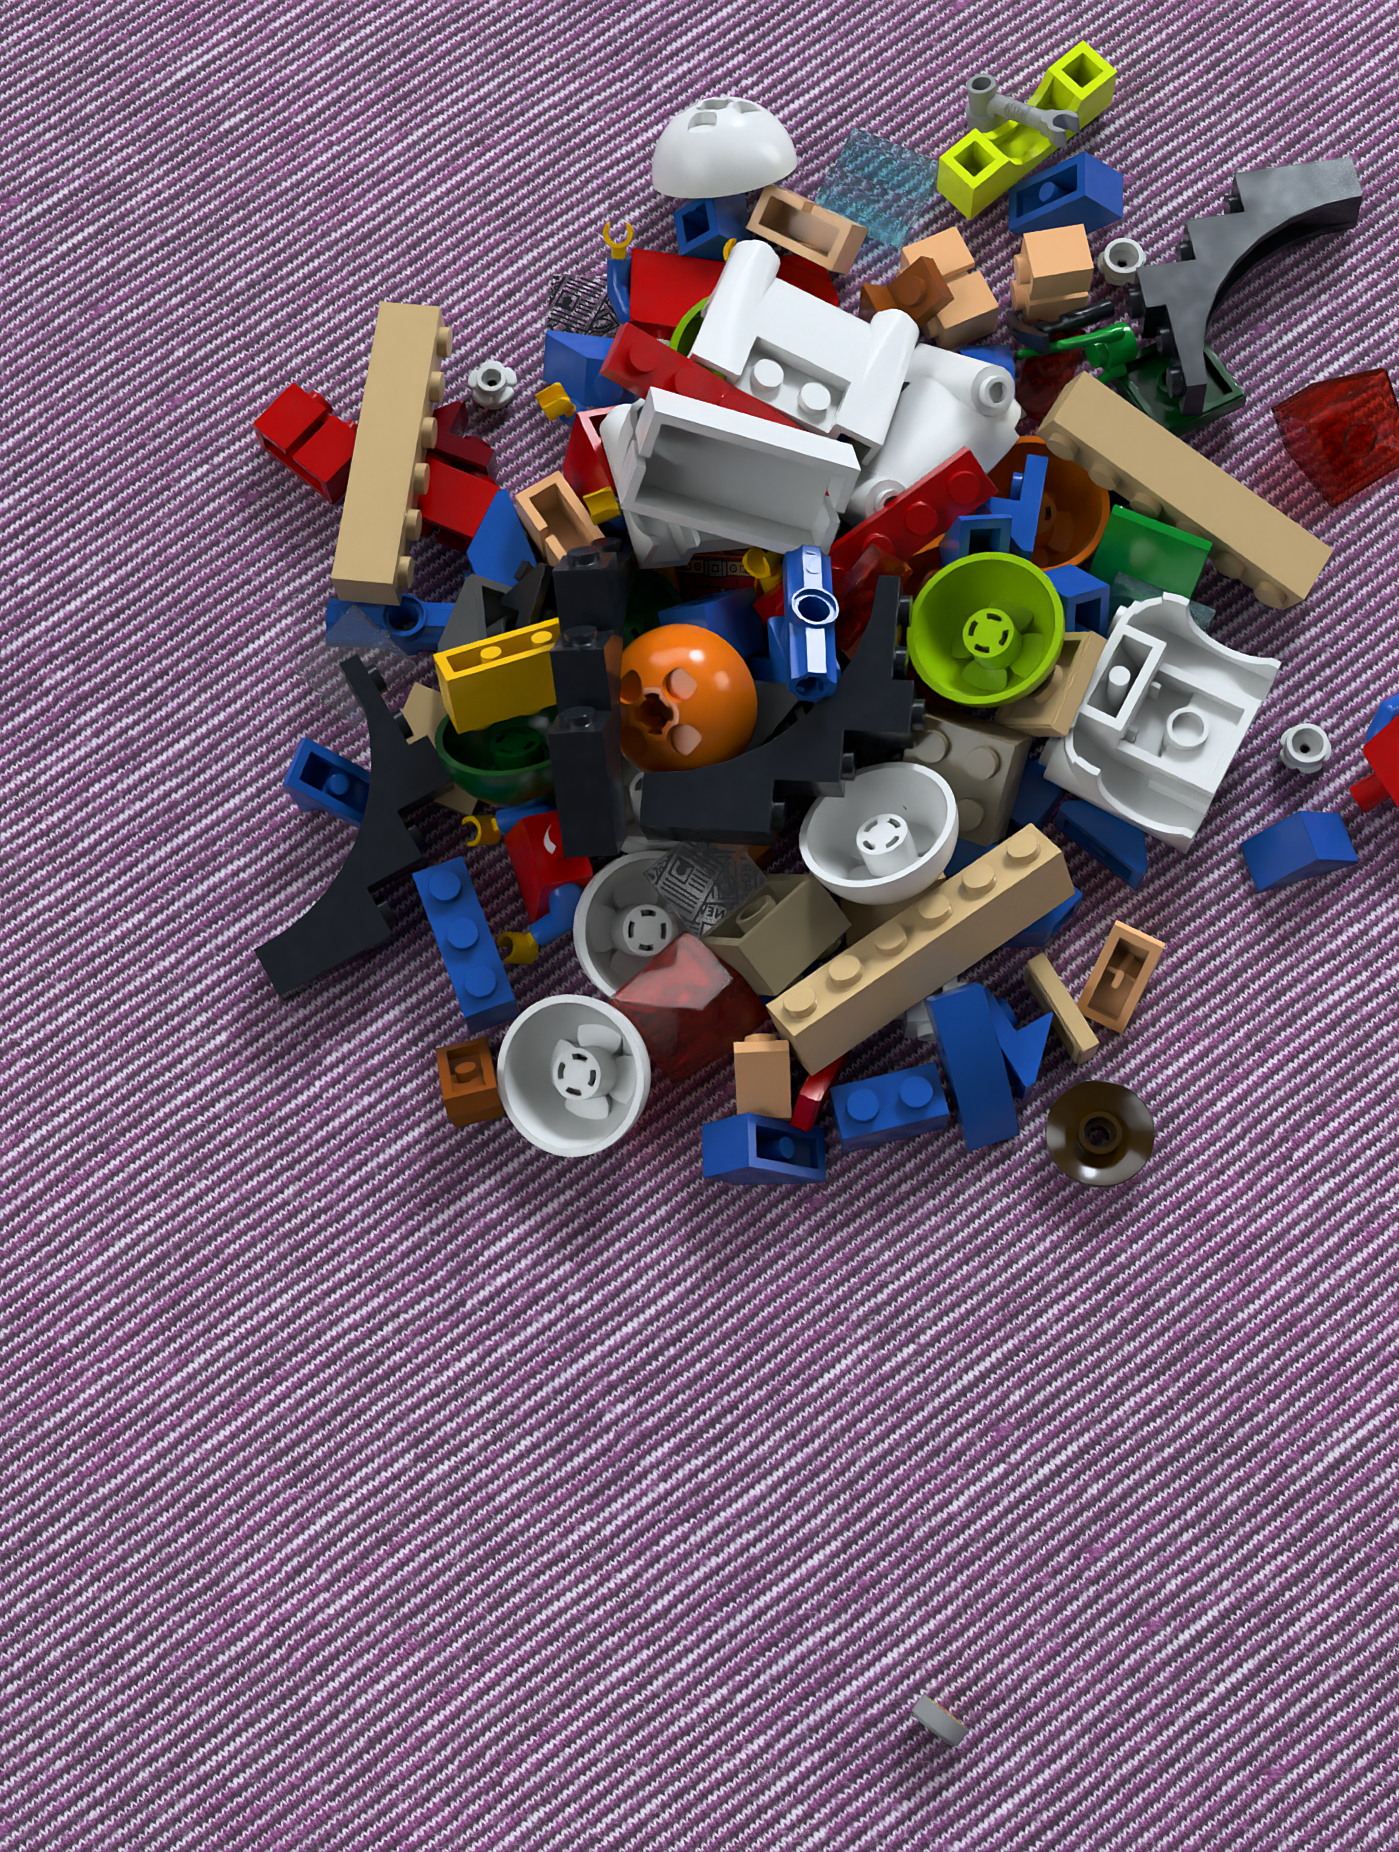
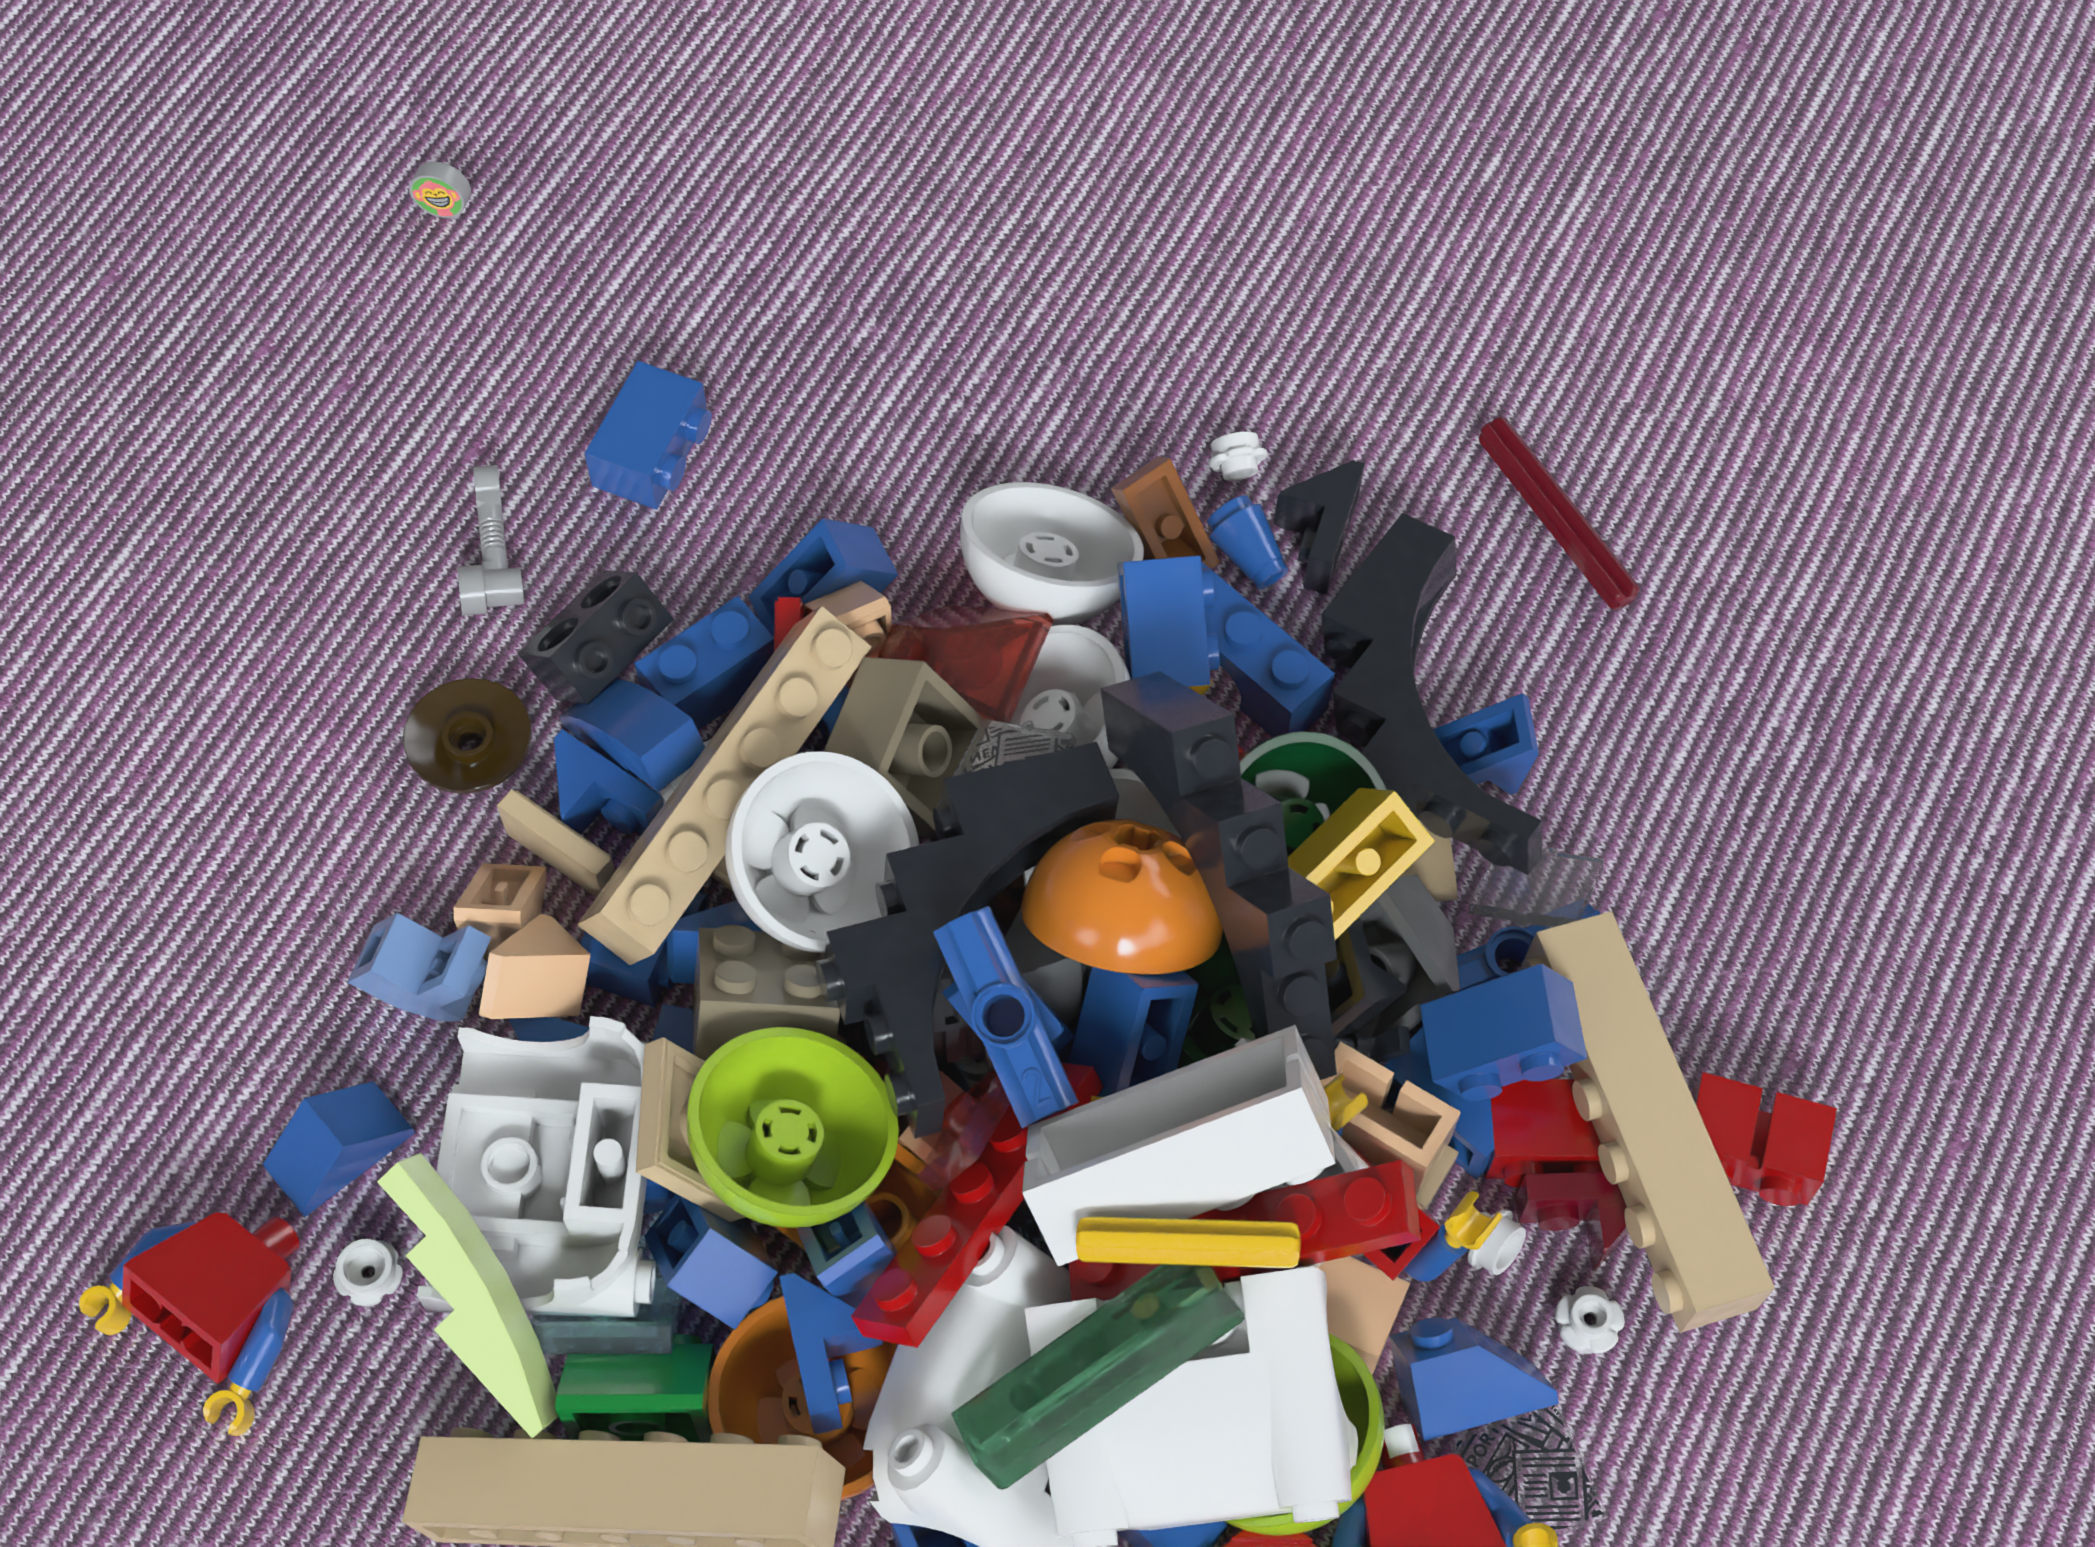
camera: 150 degrees right, 10 degrees down
(147, 974) = (1559, 514): none -> dark red axle
(326, 1042) = (1323, 513): none -> black slope
(372, 1131) = (1237, 455): none -> white plate
(406, 1047) = (1248, 541): none -> blue cone
(456, 526) = (1503, 1033): none -> blue brick
(523, 947) = (1166, 619): none -> blue brick
(525, 454) = (1501, 1245): none -> white plate
(767, 393) = (1188, 1242): none -> yellow axle
(850, 1357) = (648, 435): none -> blue brick
(855, 383) = (1095, 1369): none -> clear green slope
(971, 1176) = (596, 636): none -> black brick
(1032, 1276) = (493, 581): none -> light grey brick
(1112, 887) = (535, 973): none -> light nougat slope
(1197, 948) = (422, 969): none -> medium blue brick
(1242, 635) = (488, 1319): none -> yellowish green slope

